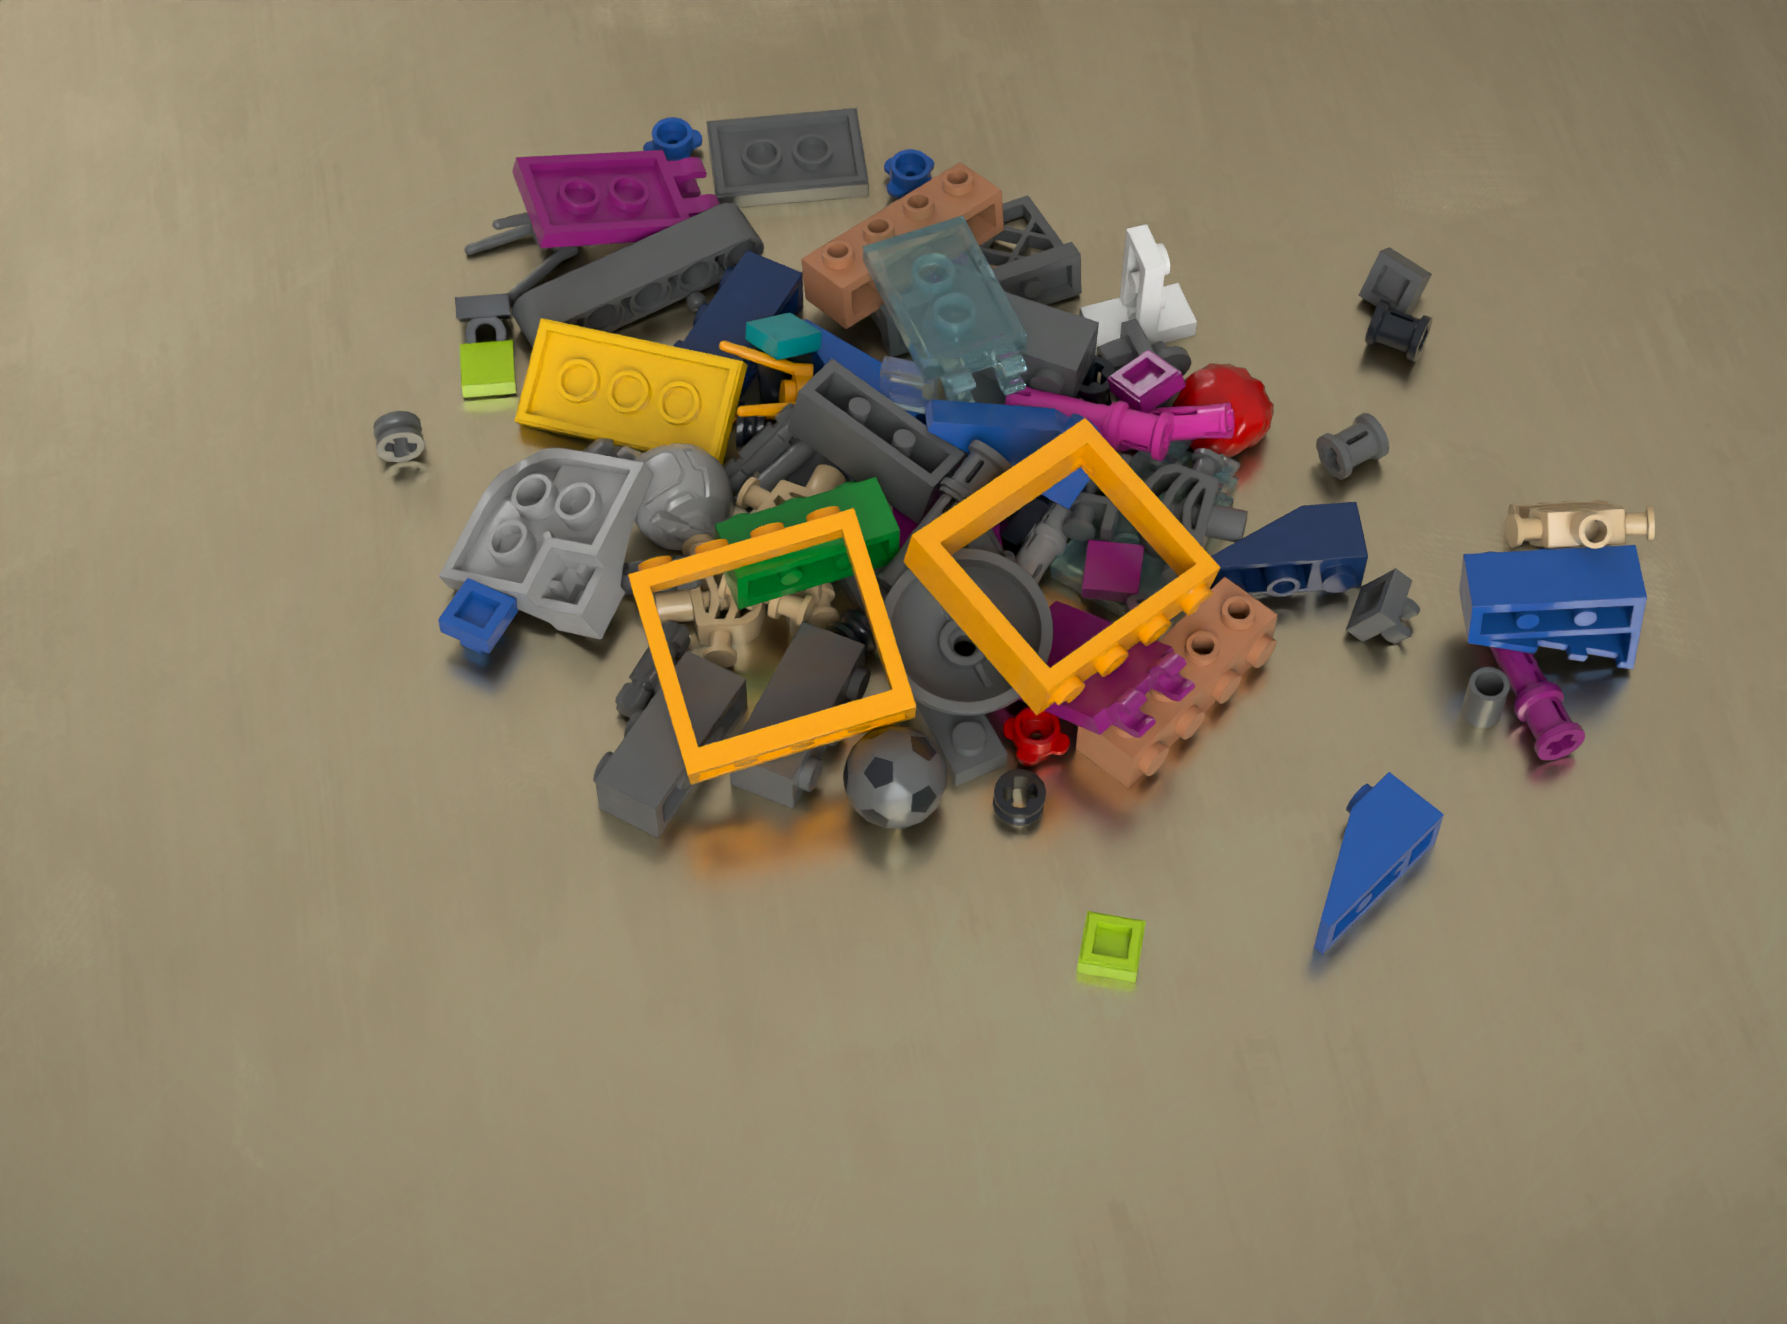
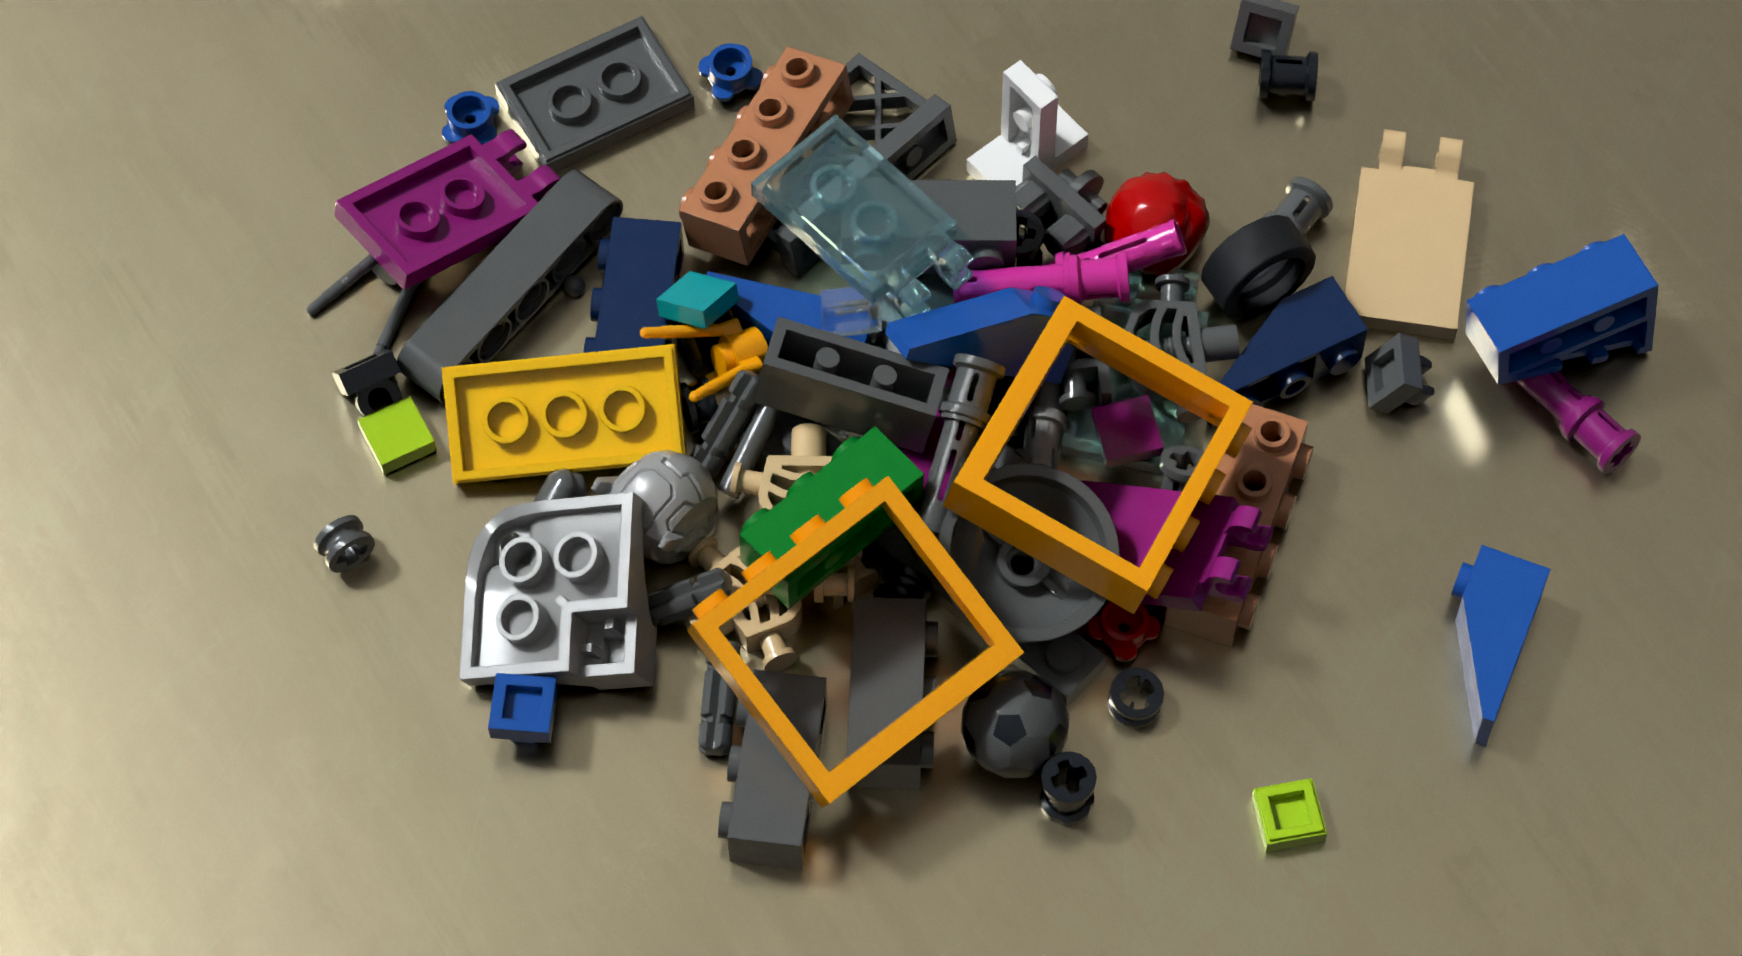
camera: 20 degrees left, 5 degrees up
(923, 833) = (1079, 776): none -> black bush
(1146, 382) = (1079, 223): magenta tile -> none
(1290, 450) = (1258, 267): none -> black tyre
(1447, 502) = (1410, 241): none -> tan tile
(1485, 697) = (1531, 431): dark grey hinge -> none
(1575, 524) = (1549, 228): tan piece -> none

